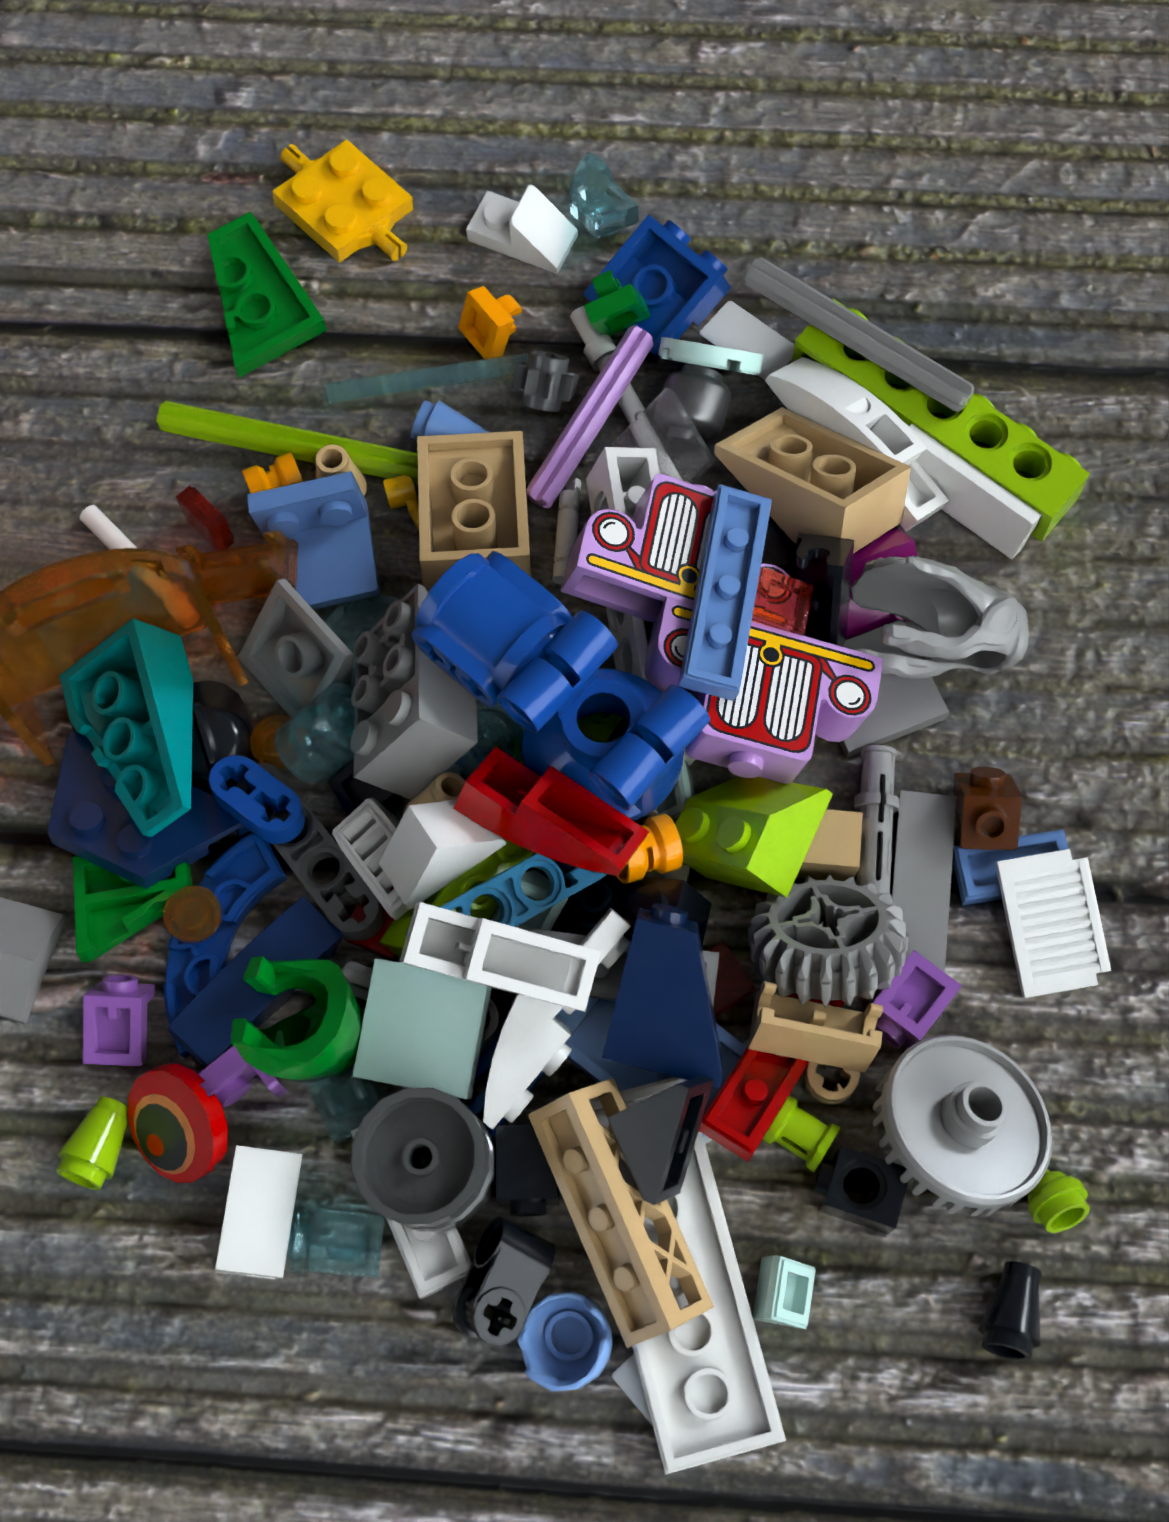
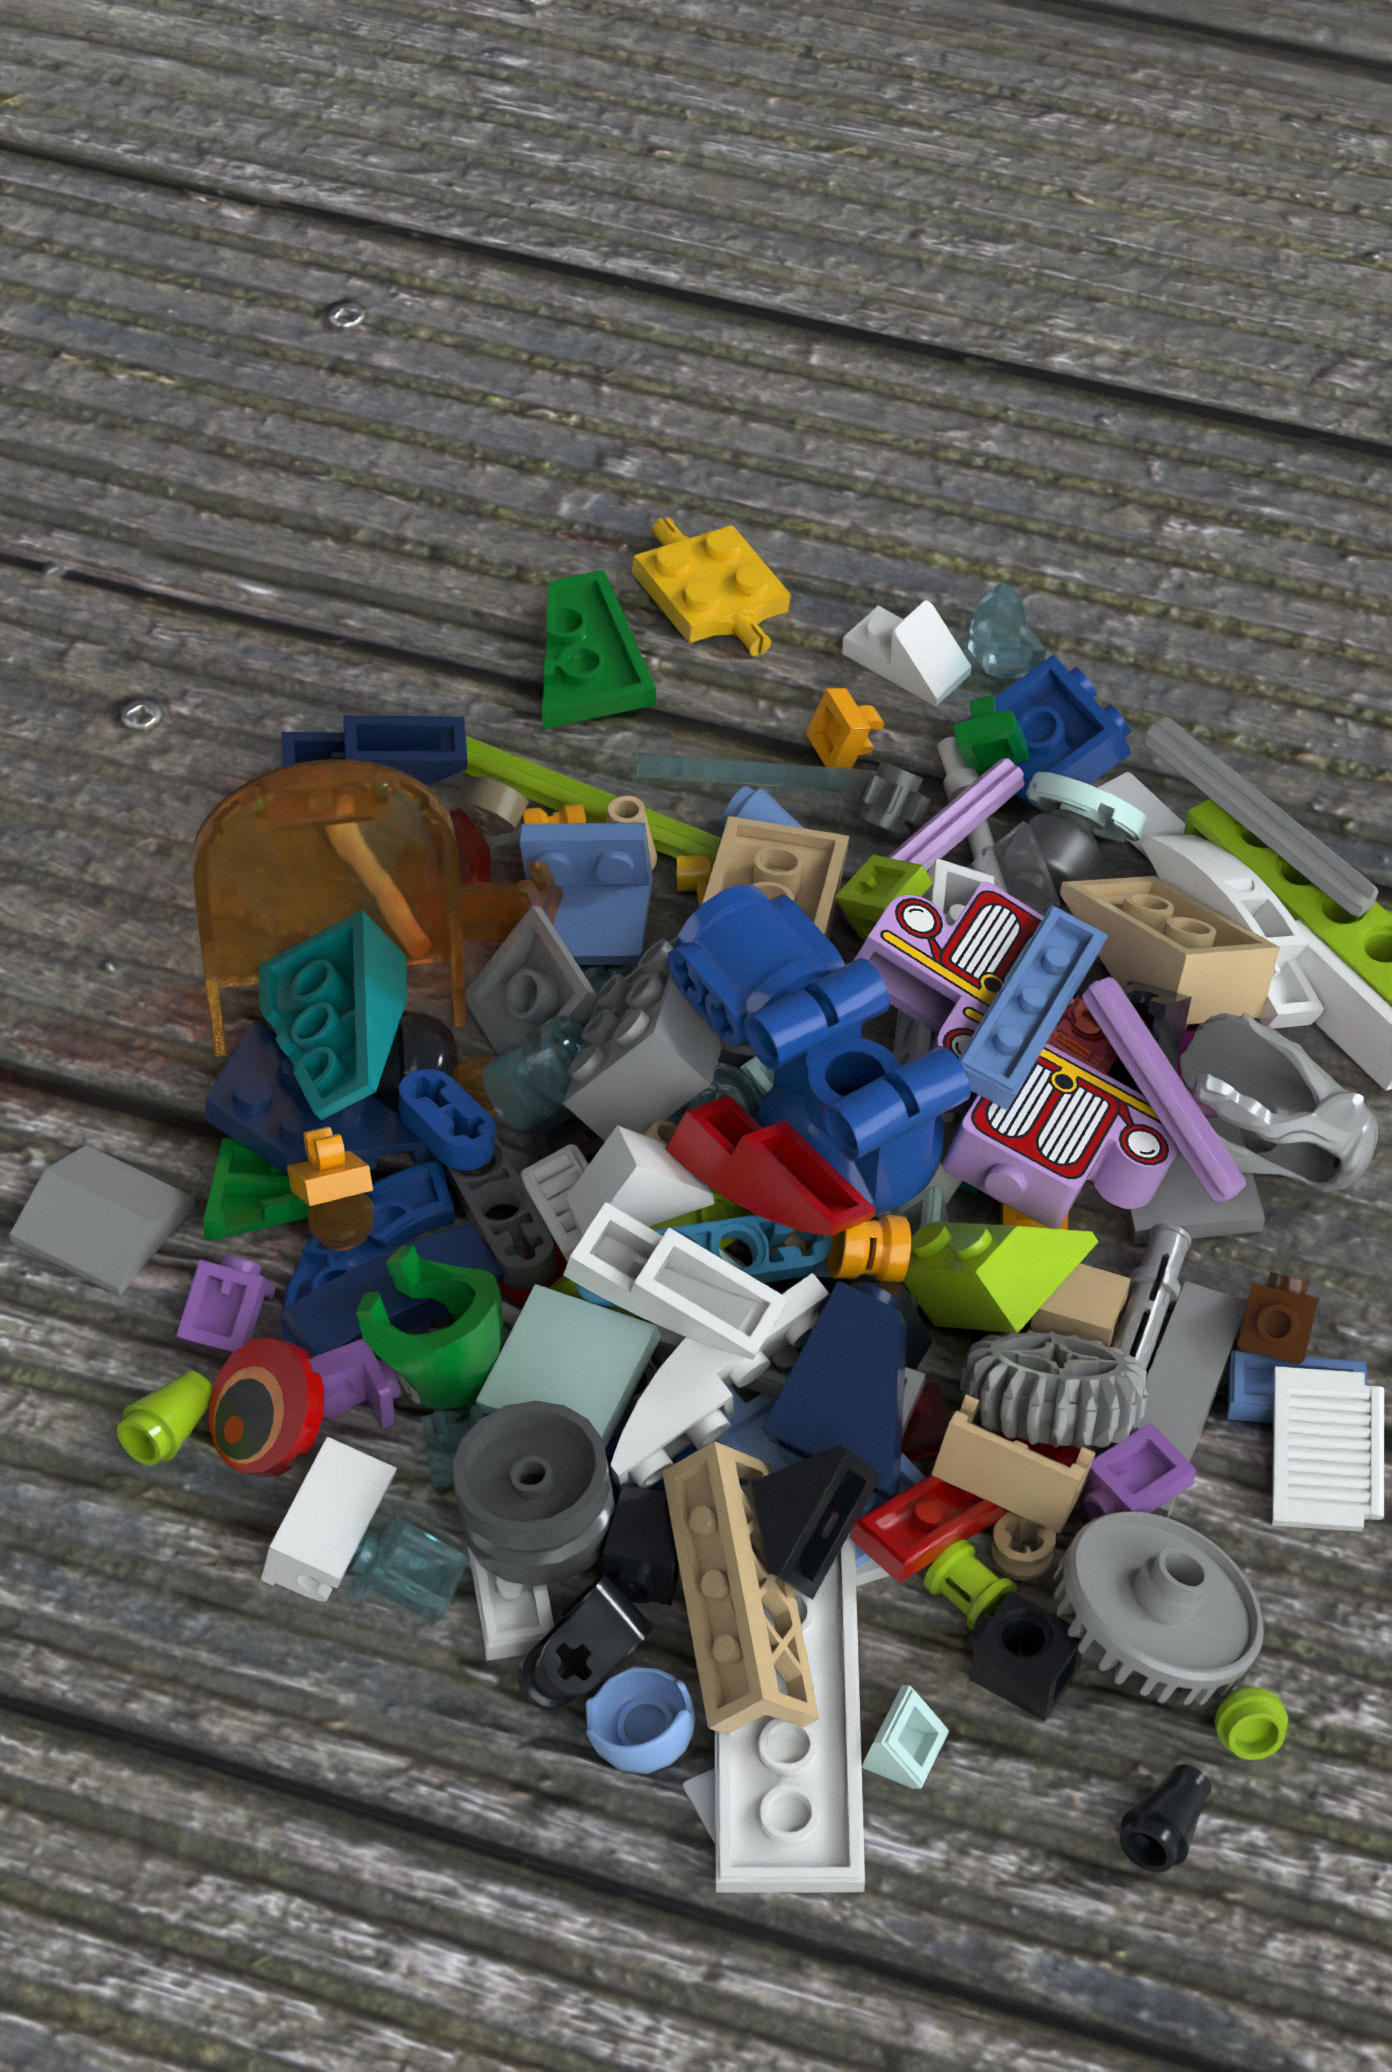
camera: 10 degrees right, 20 degrees down
(101, 447) = (416, 745): none -> dark blue slope
(171, 885) = (330, 1170): none -> light orange tile
(214, 476) = (490, 805): none -> dark tan beam
(567, 487) = (876, 886): none -> lime bracket
(855, 641) = (1164, 1090): none -> lavender axle

